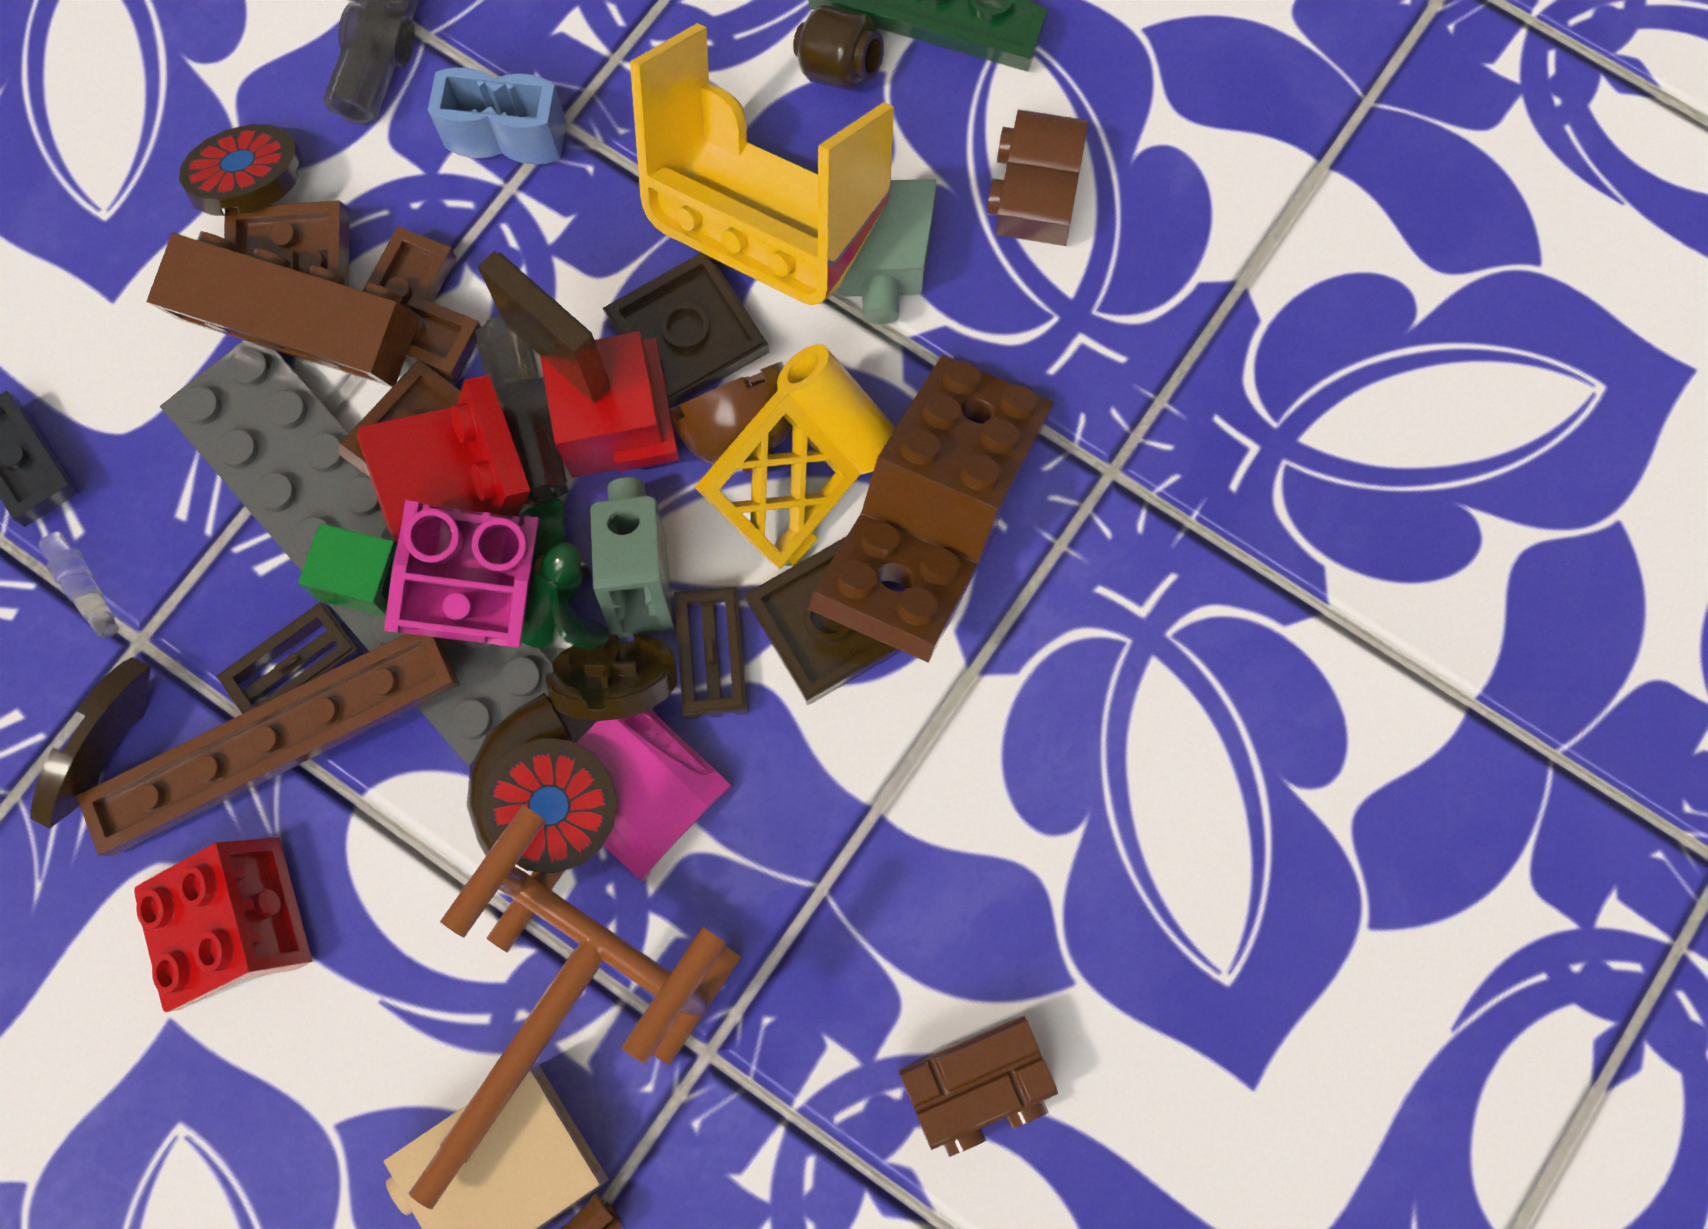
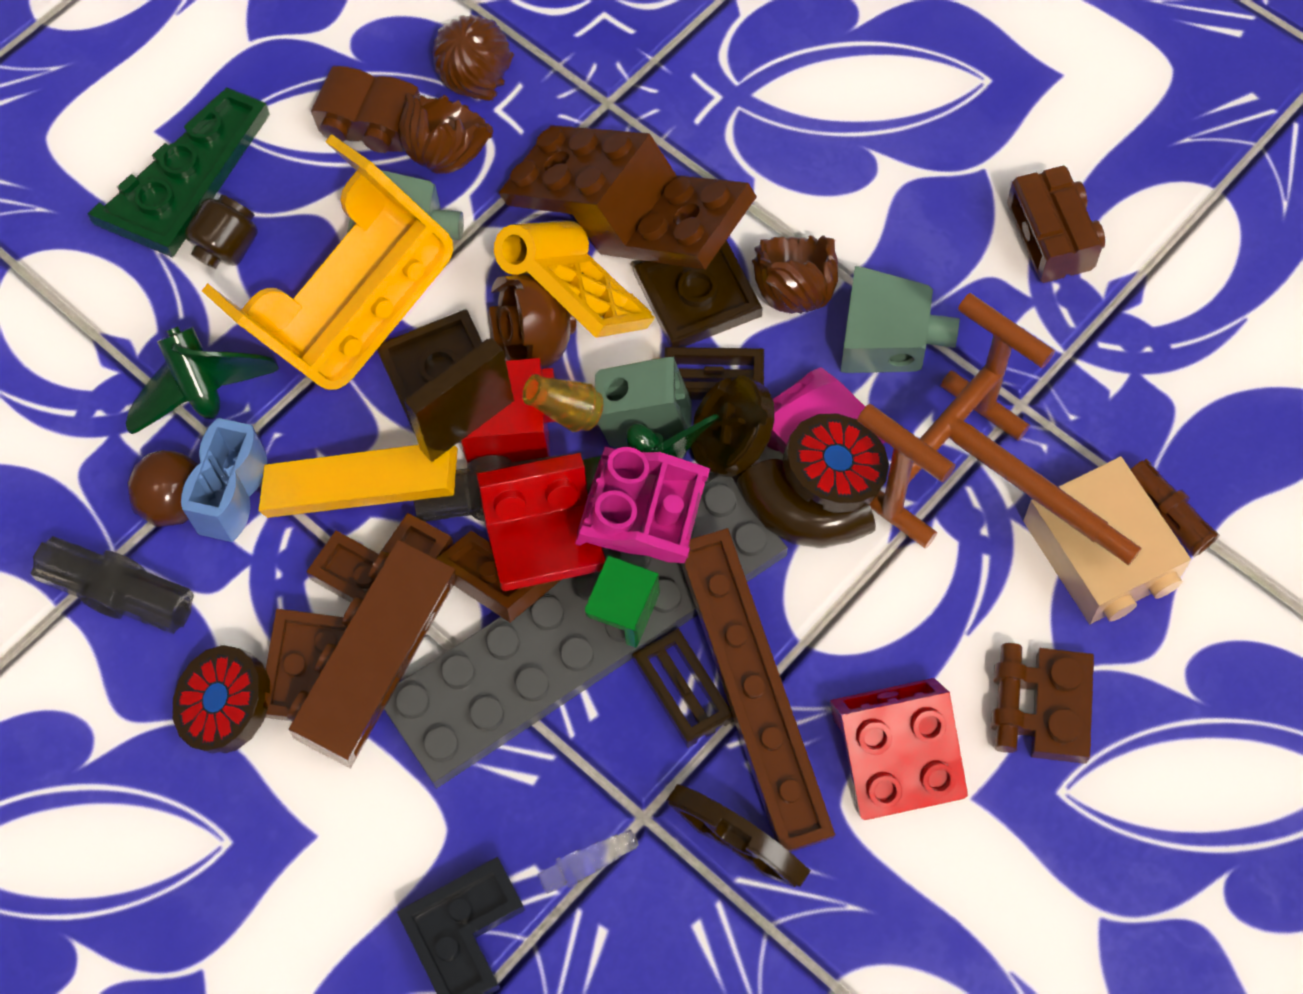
camera: 80 degrees left, 10 degrees down
(283, 1123) = (1061, 703): none -> reddish brown plate
(503, 49) = (158, 485): none -> reddish brown hair
(510, 225) = (355, 480): none -> yellow tile
(593, 461) = (565, 401): none -> clear yellow cone
(622, 39) = (192, 377): none -> dark green piece
(792, 868) = (891, 324): none -> sand green torso
(851, 733) = (796, 272): none -> reddish brown hair
(1010, 268) = (441, 133): none -> reddish brown hair
(1143, 287) = (472, 56): none -> reddish brown hair

